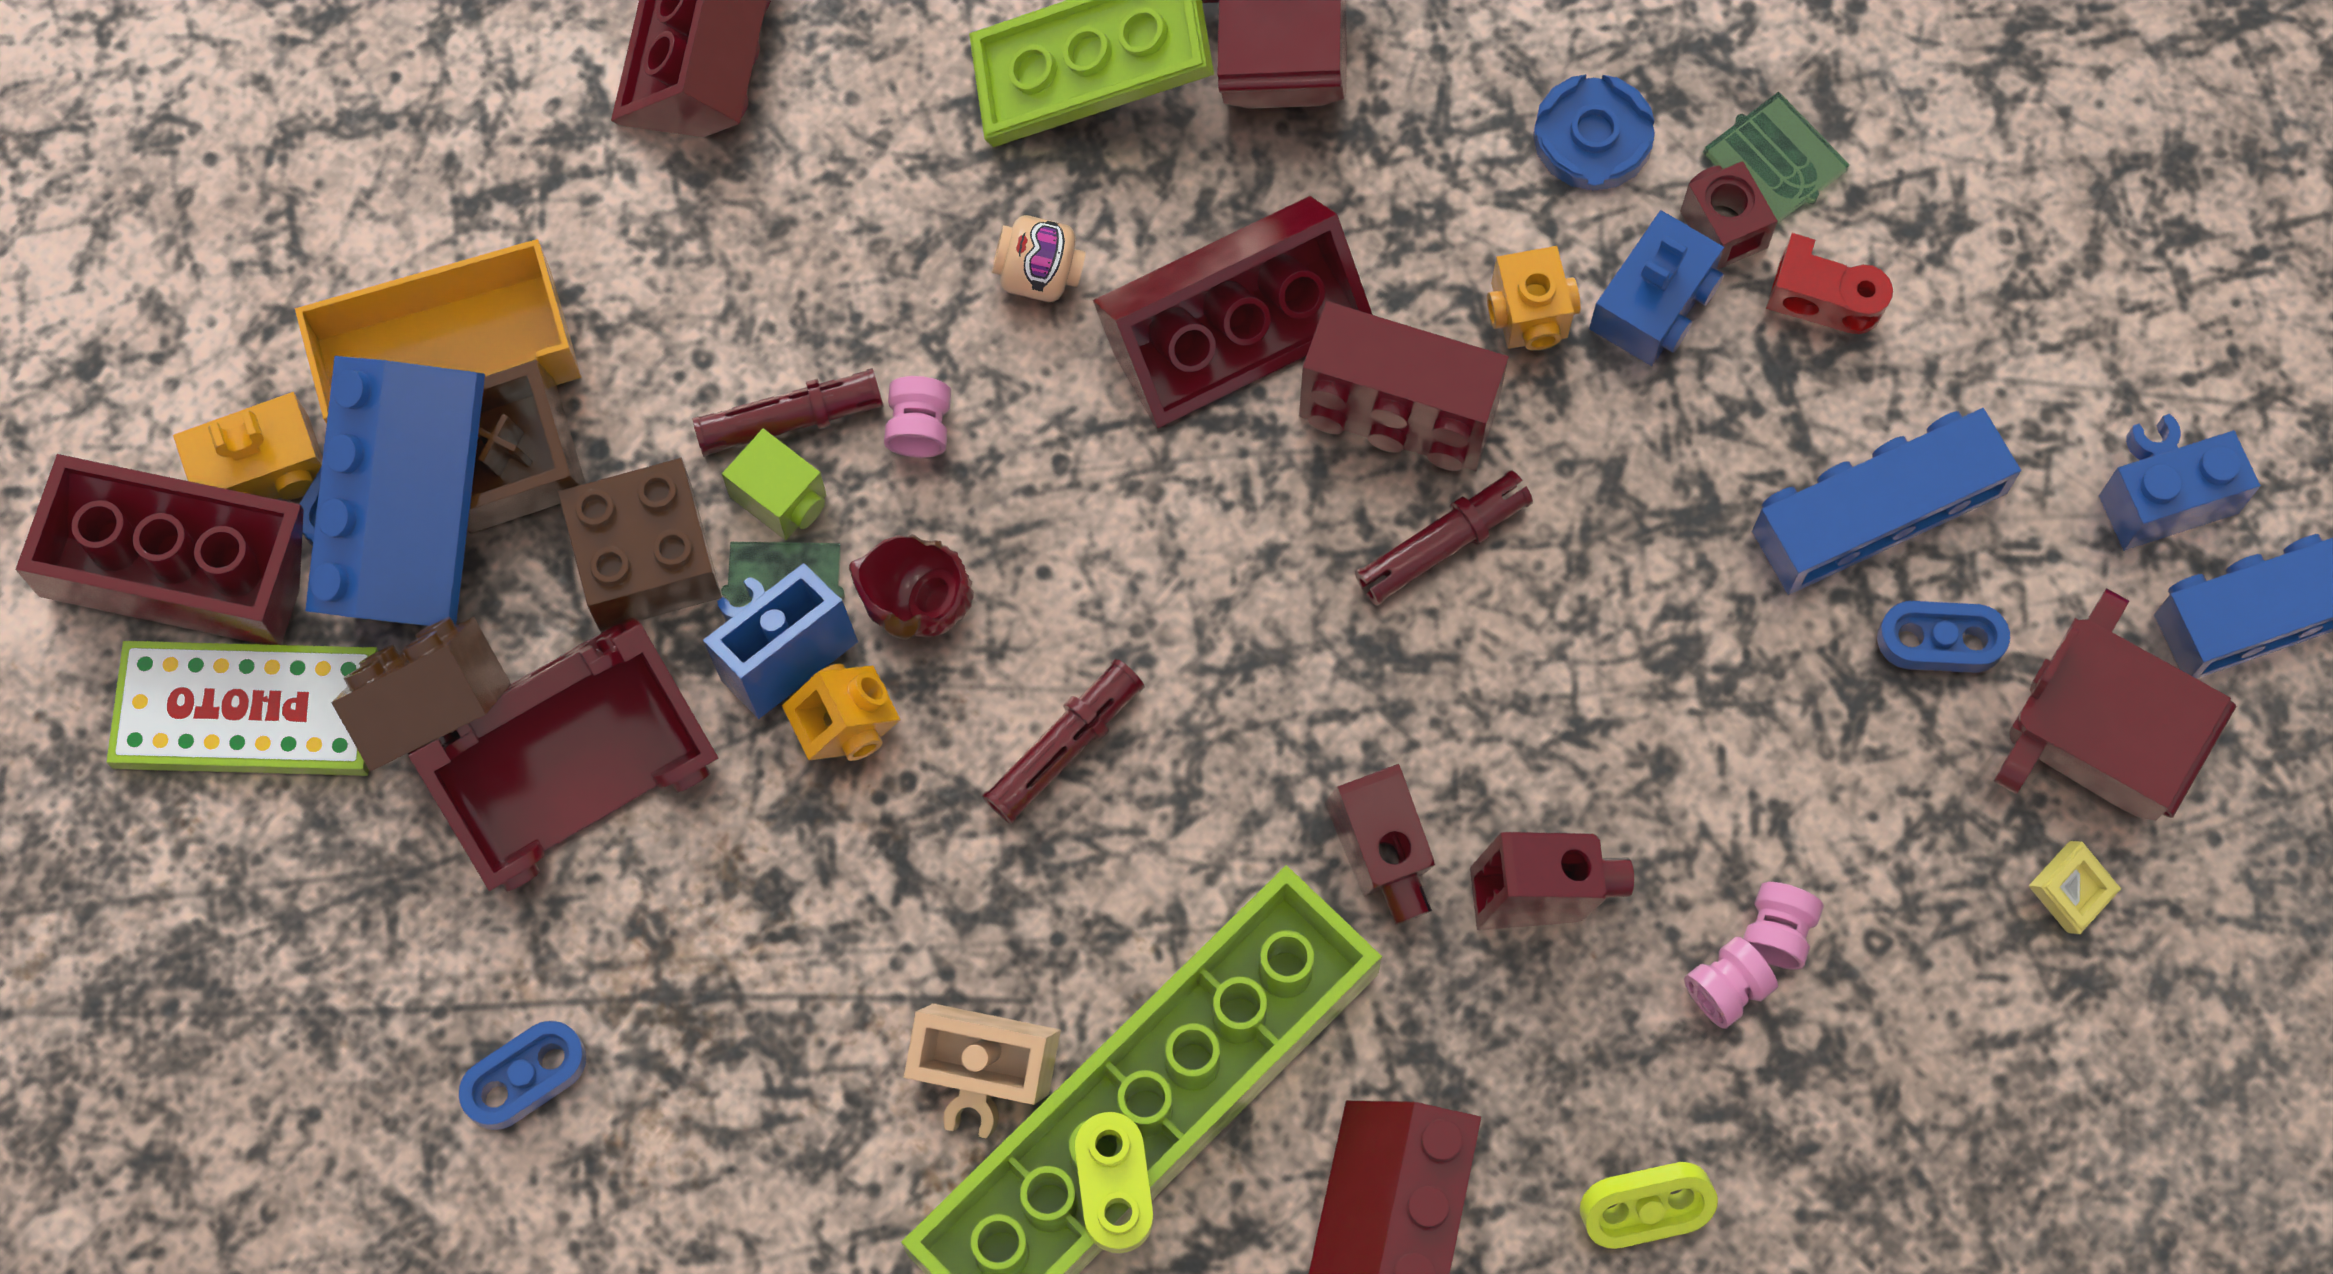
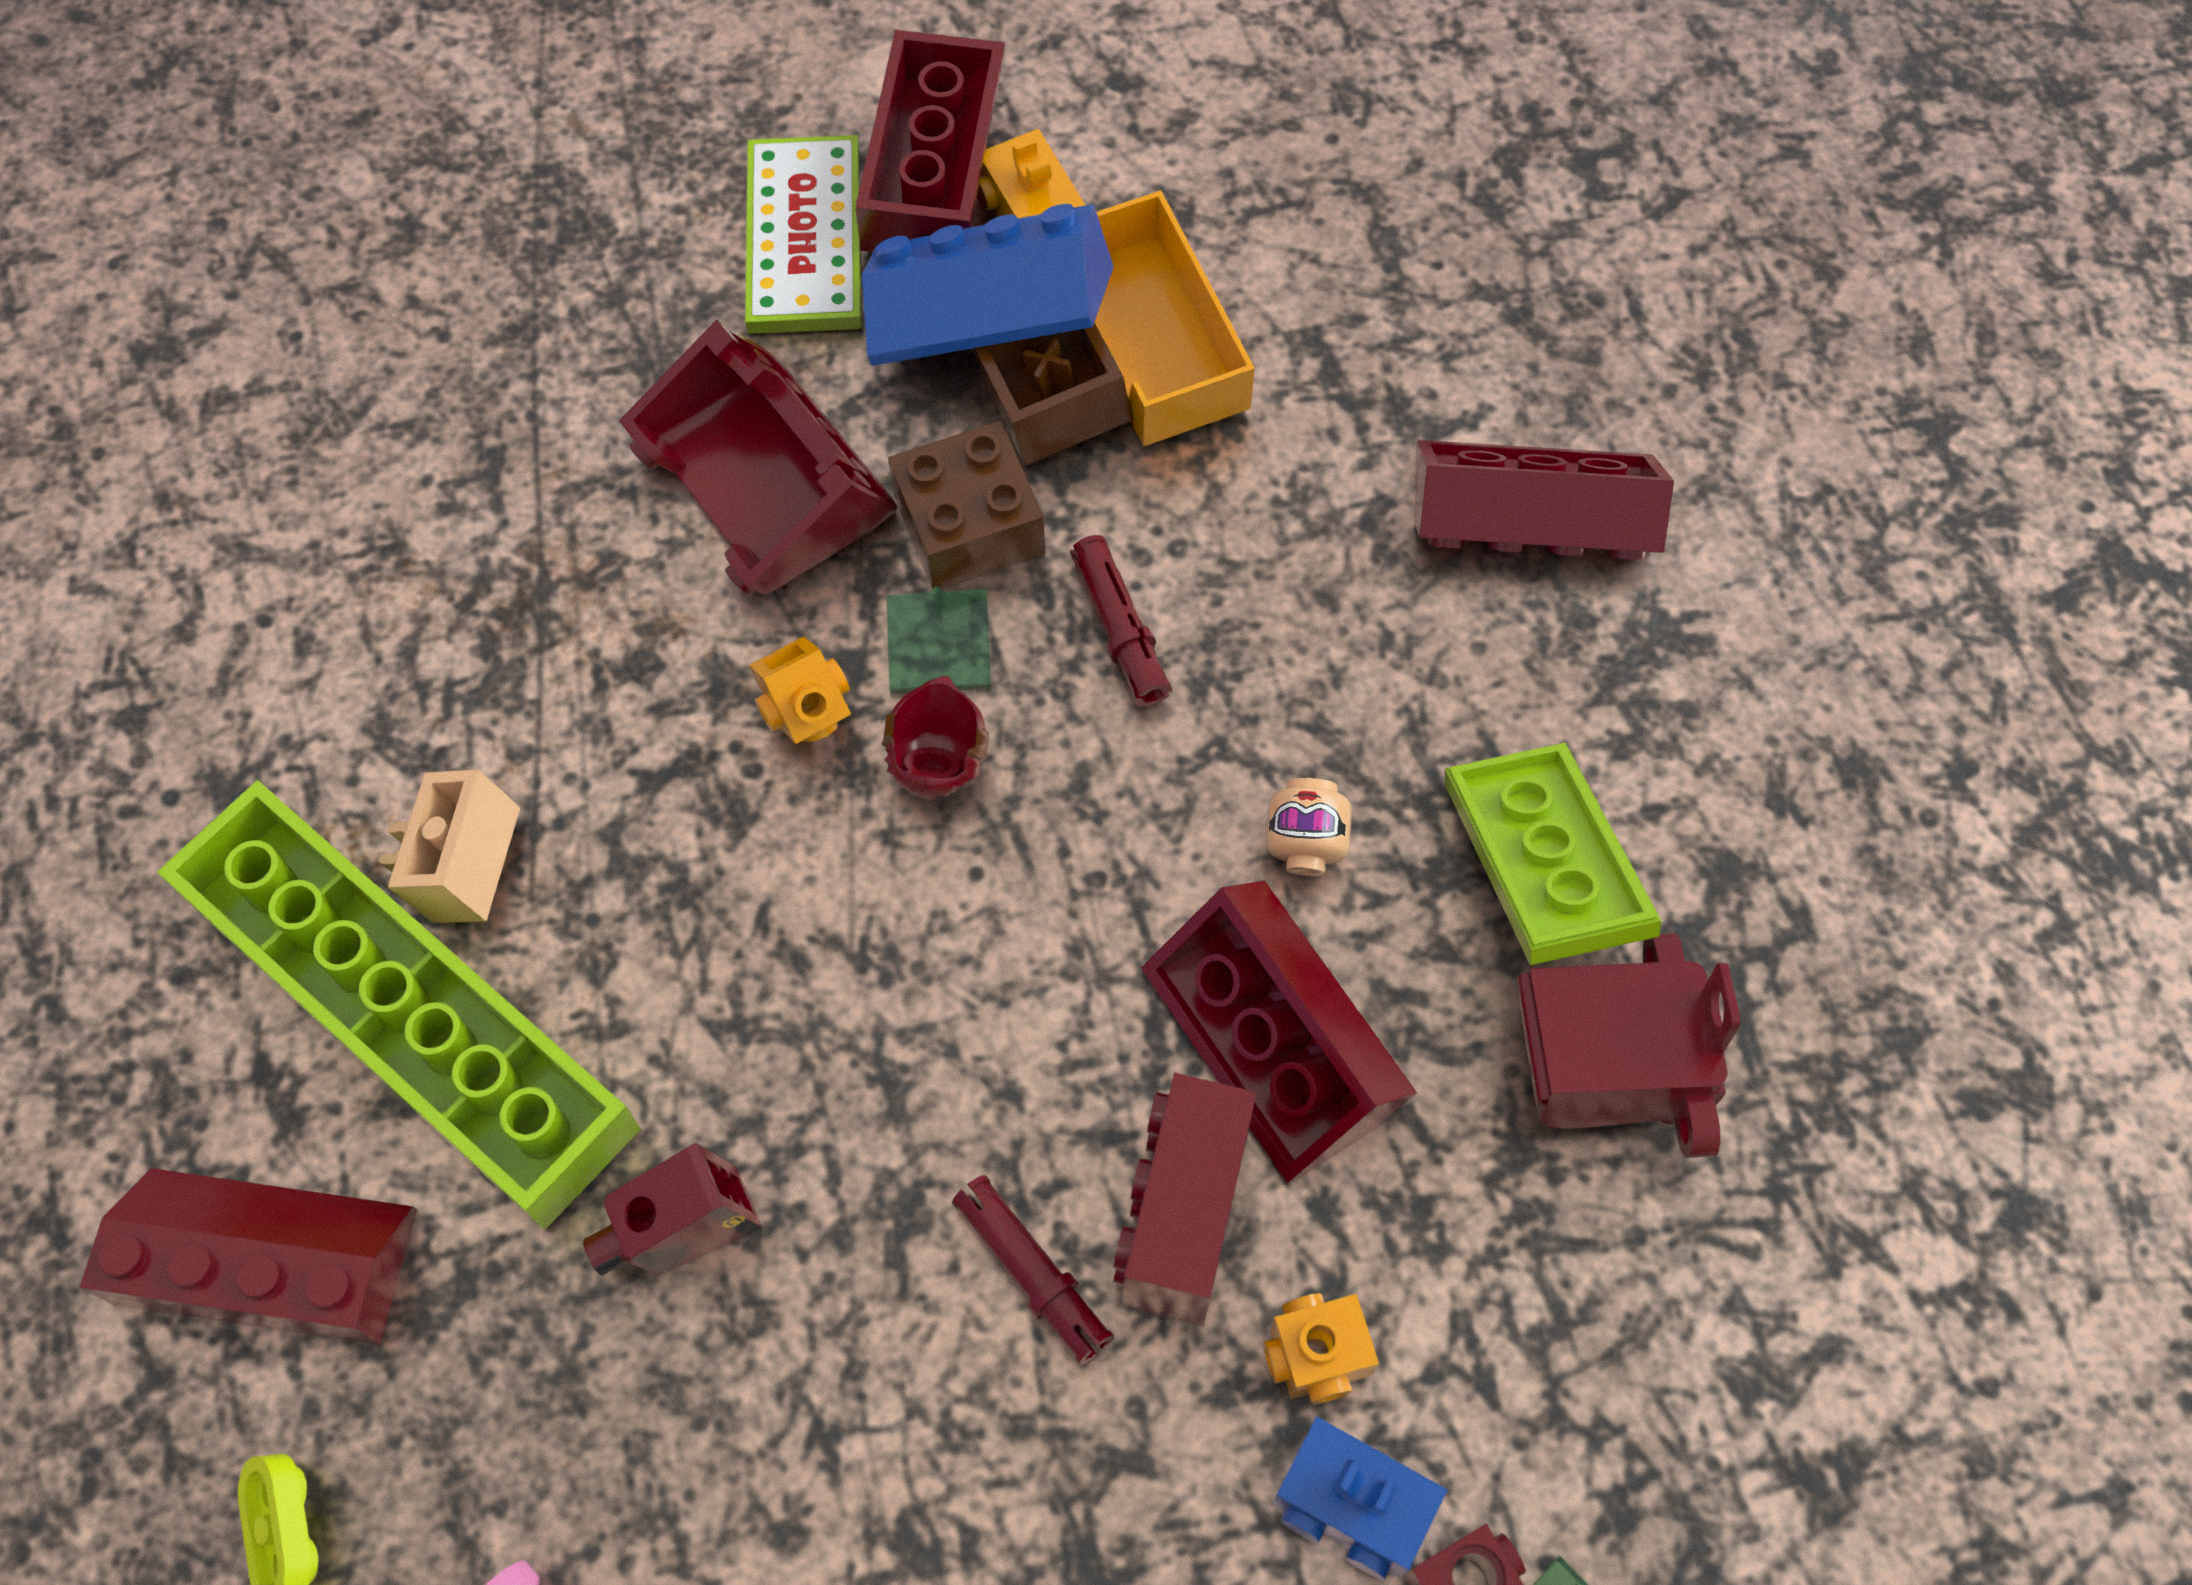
camera: 85 degrees right, 5 degrees down
(420, 693) = (793, 334): reddish brown brick -> none
(521, 1071) = (463, 482): blue plate -> none
(775, 485) = (1038, 613): lime brick -> none
(779, 638) = (872, 627): blue brick -> none
(917, 416) = (1137, 732): bright pink wheel -> none
(1062, 742) = (807, 915): dark red pin -> none
(1114, 1181) = (291, 962): neon yellow plate -> none
(1545, 879) = (618, 1365): dark red torso -> none
(1594, 132) = (1559, 1420): blue tile -> none

